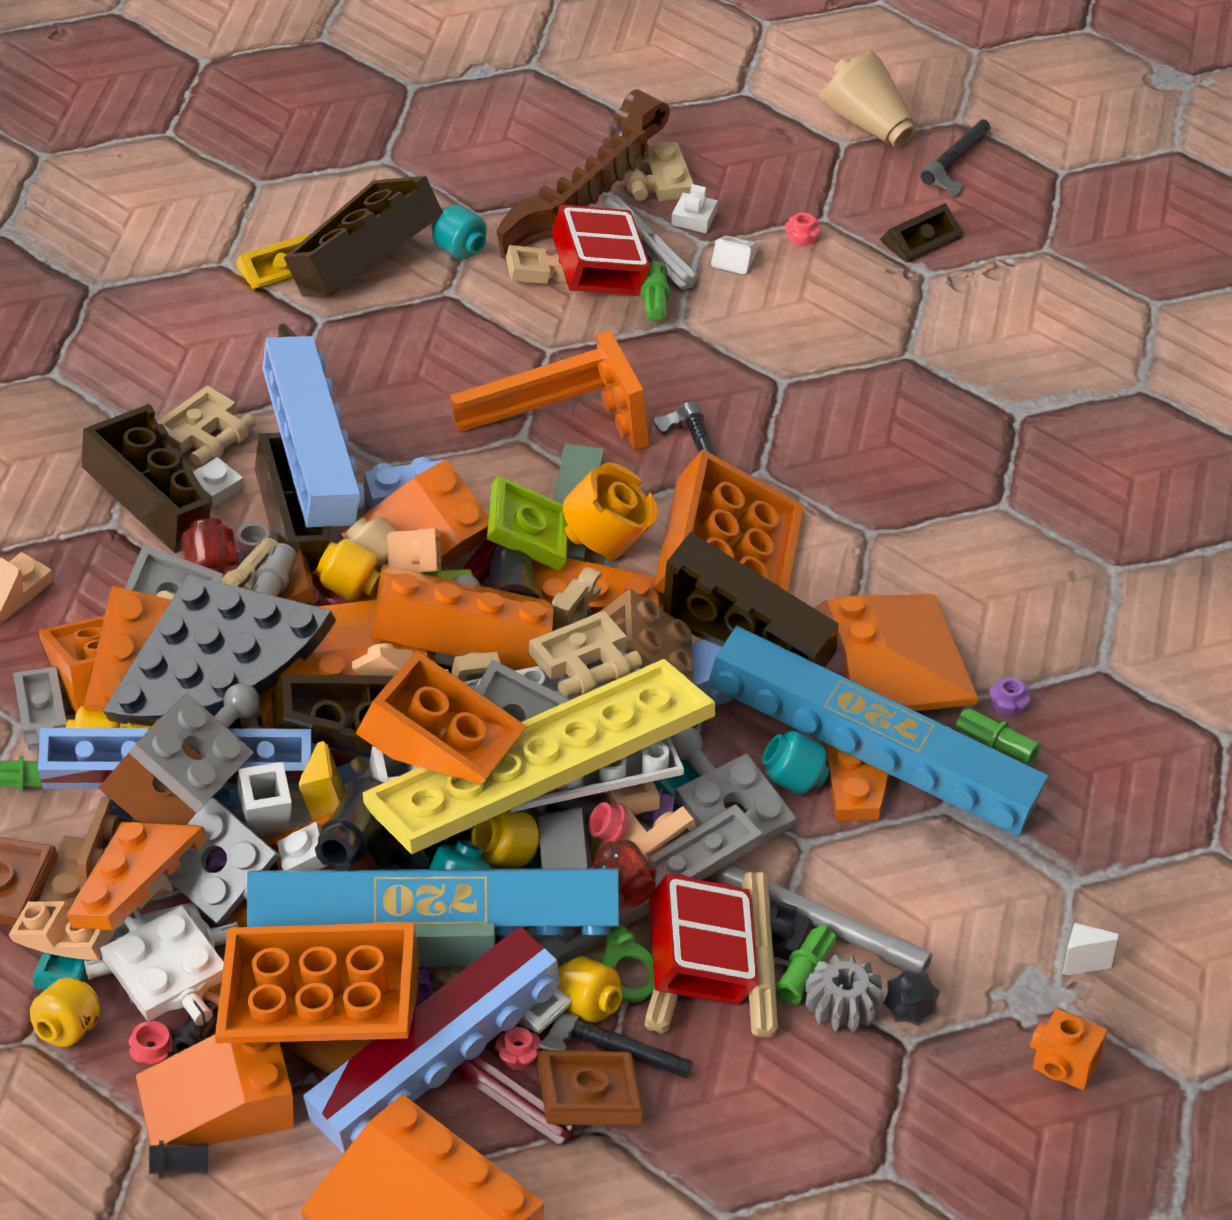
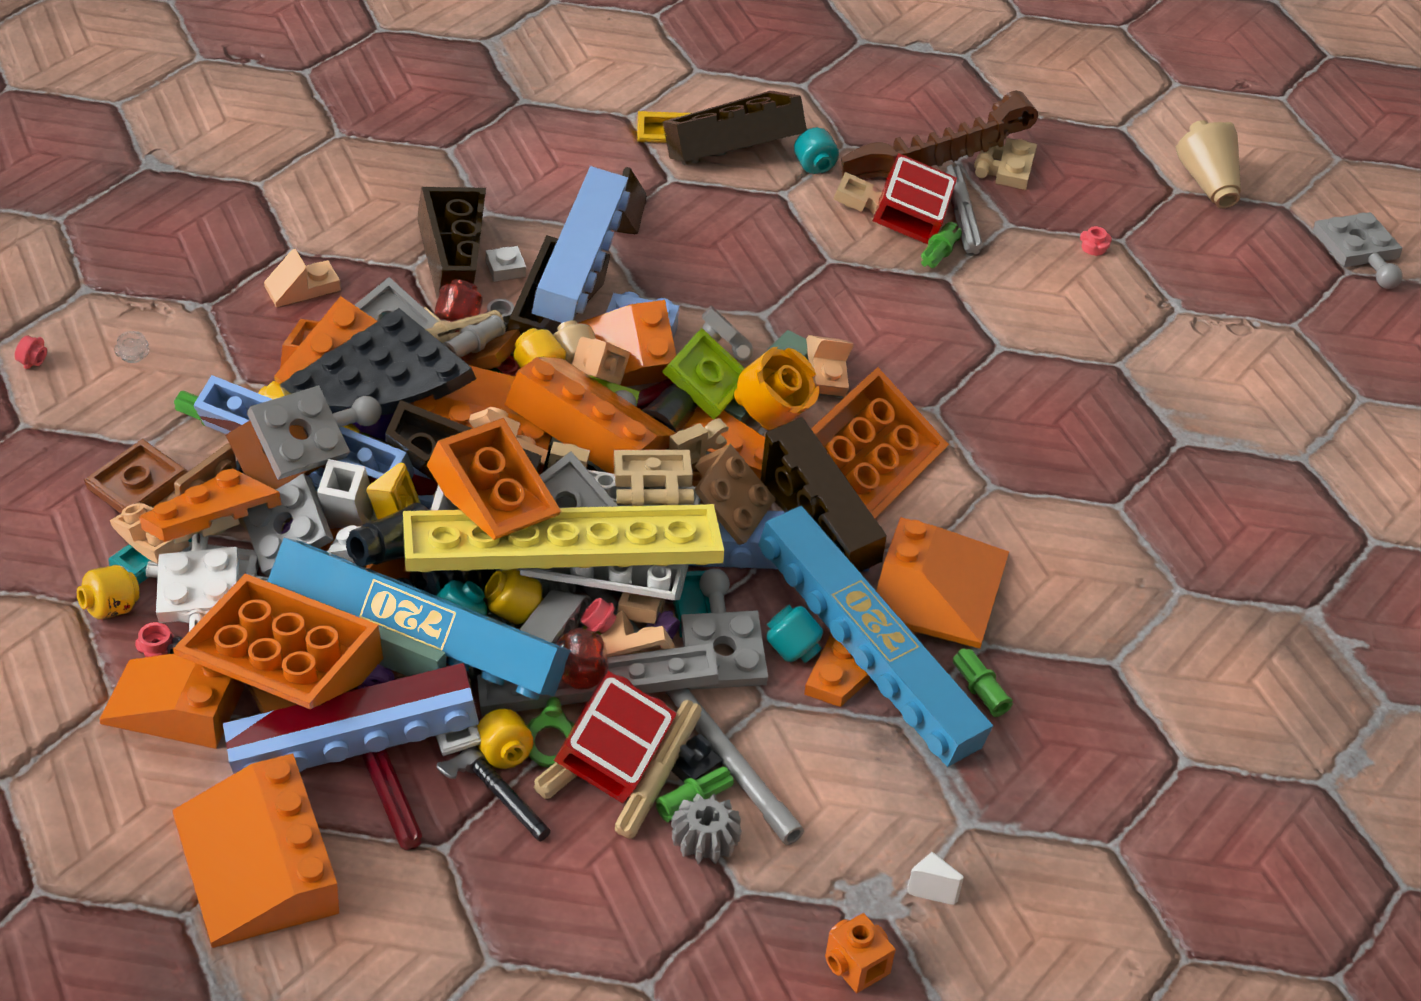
camera: 25 degrees right, 0 degrees up
(39, 703) = (258, 366): light grey hinge -> none
(178, 1159) = (103, 730): black pin -> none
(199, 416) = (520, 214): tan plate -> none
(515, 1056) = (422, 768): coral plate -> none
(518, 470) = (719, 327): none -> light grey plate
(560, 381) = (802, 281): orange bracket -> none
(589, 1088) = (450, 814): dark orange plate -> none
(633, 453) = (829, 361): none -> light nougat slope
(688, 416) = (904, 347): piece -> none
(695, 210) = (1017, 198): white tile -> none
(734, 254) = (1026, 240): white slope -> none
(911, 997) = (761, 855): black piece -> none
(922, 233) = (1194, 277): dark brown slope -> none
(935, 171) = (1235, 235): black piece -> none
(1009, 696) = (1015, 654): medium lavender plate -> none
(1059, 135) = (1361, 241): none -> light grey plate

